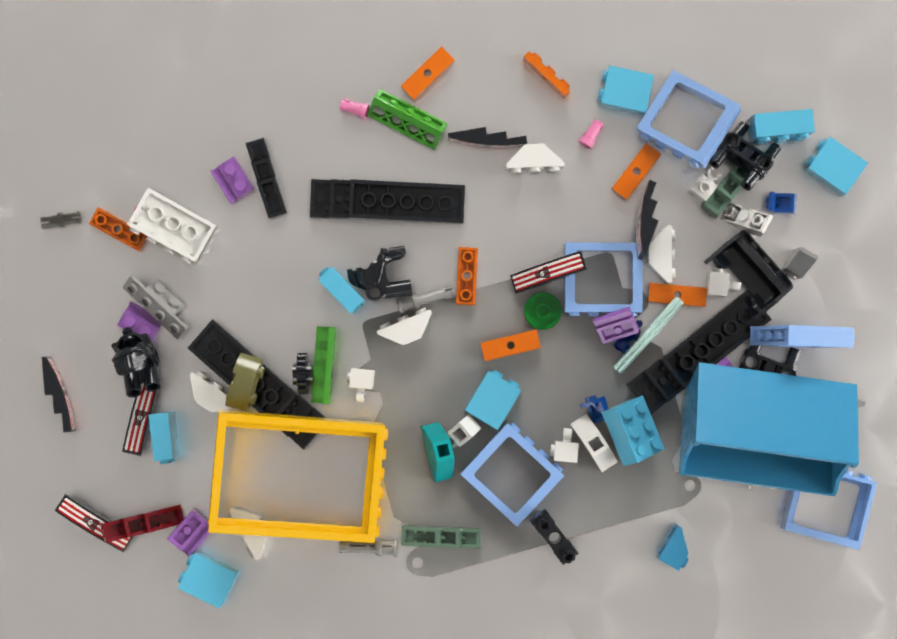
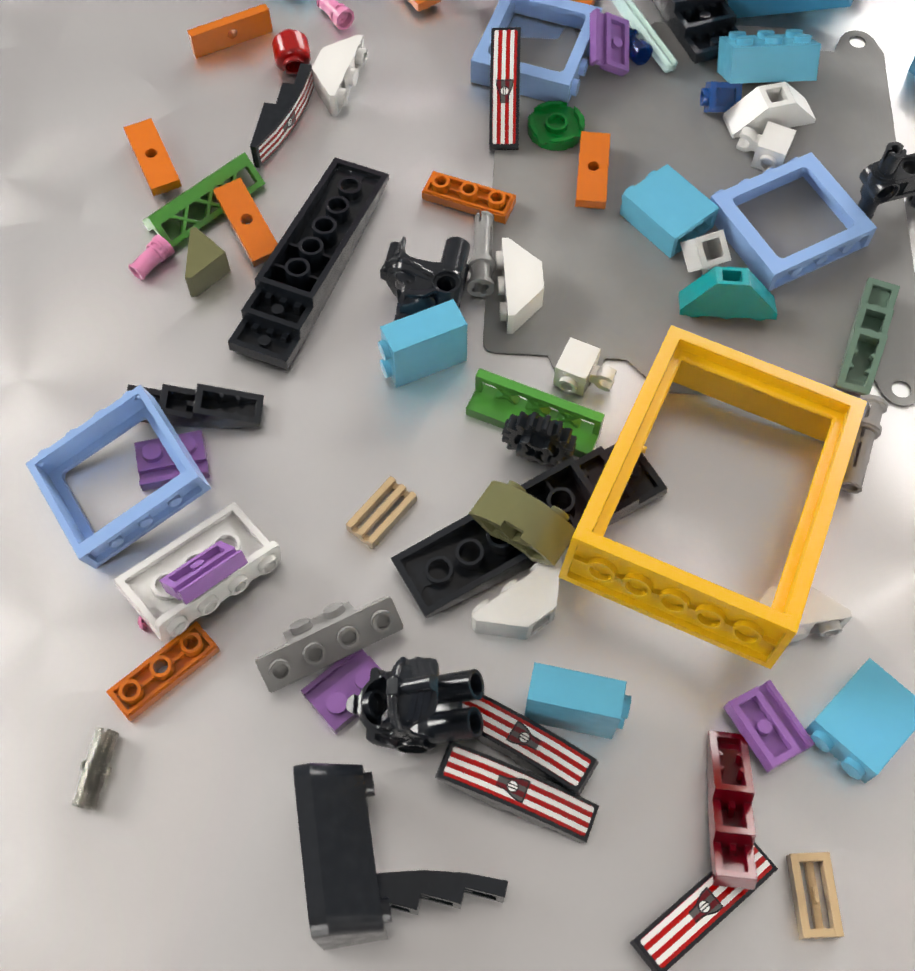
camera: 75 degrees left, 25 degrees down
(54, 351) = (339, 855): none -> black windscreen
(102, 577) = (799, 900): none -> tan tile
(115, 421) = (517, 791): none -> slope
(163, 232) = (203, 572): none -> medium lavender plate
(182, 141) = (82, 442): none -> light blue piece
(225, 298) = (389, 485): none -> tan tile
(361, 140) = (204, 263): none -> olive slope
(388, 162) = (240, 211): none -> orange tile
(541, 122) = (290, 50): none -> red head

